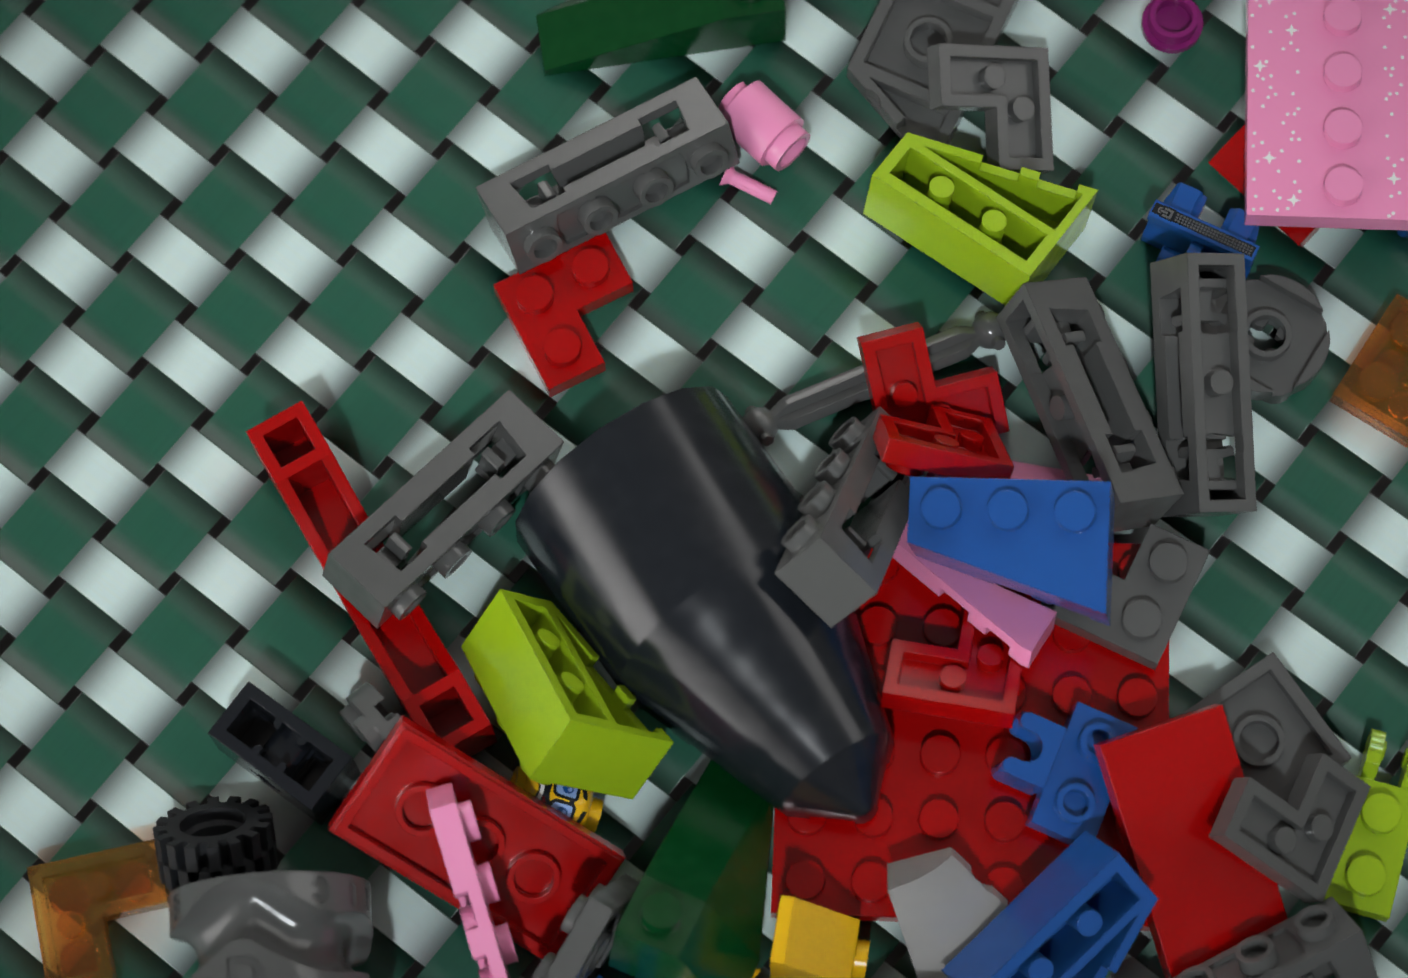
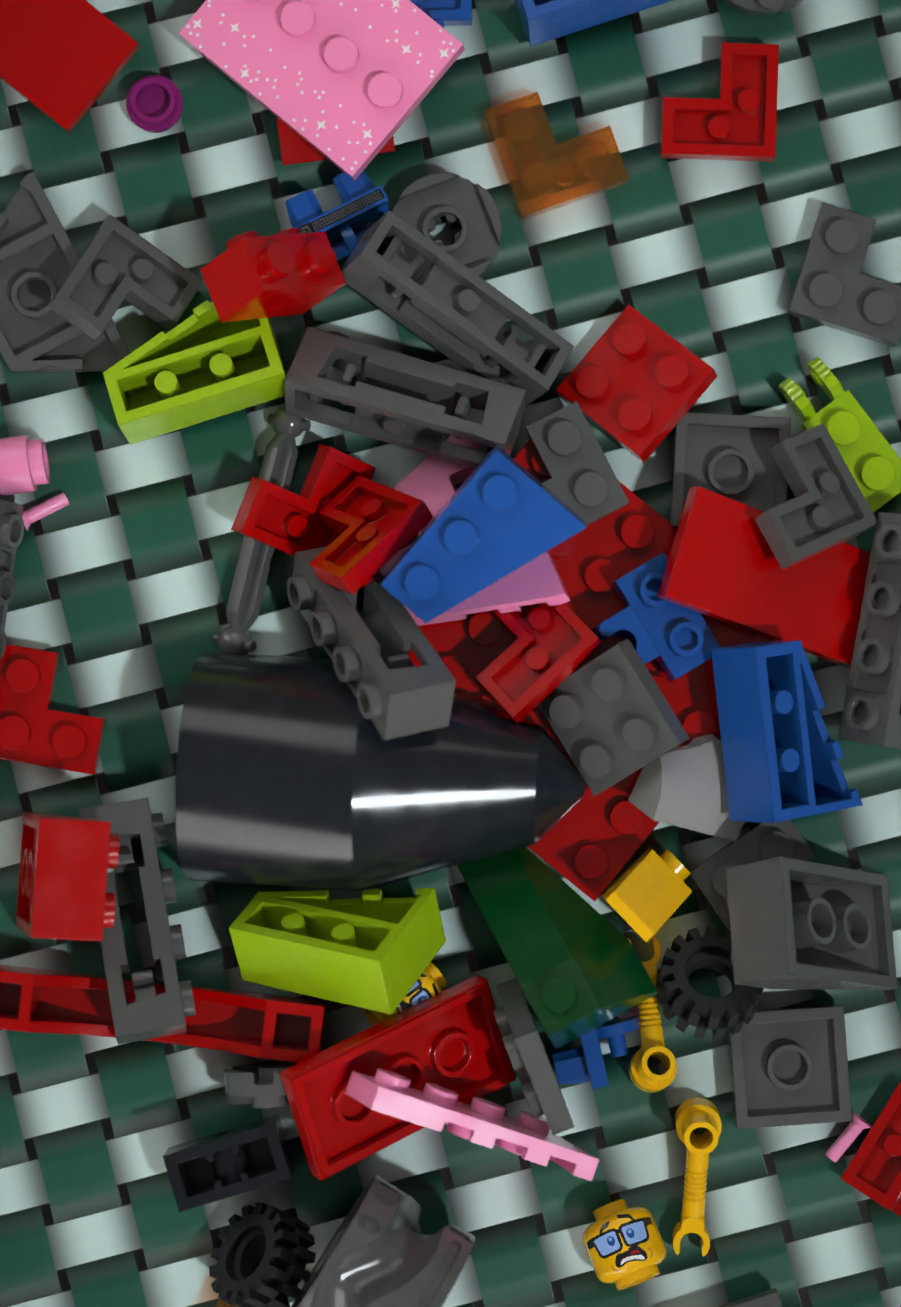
camera: 55 degrees left, 15 degrees up
(441, 406) = (65, 877): none -> red slope
(951, 787) = (612, 717): none -> dark grey plate
(1106, 202) = (272, 275): none -> red brick
(1269, 599) = (636, 383): none -> red plate

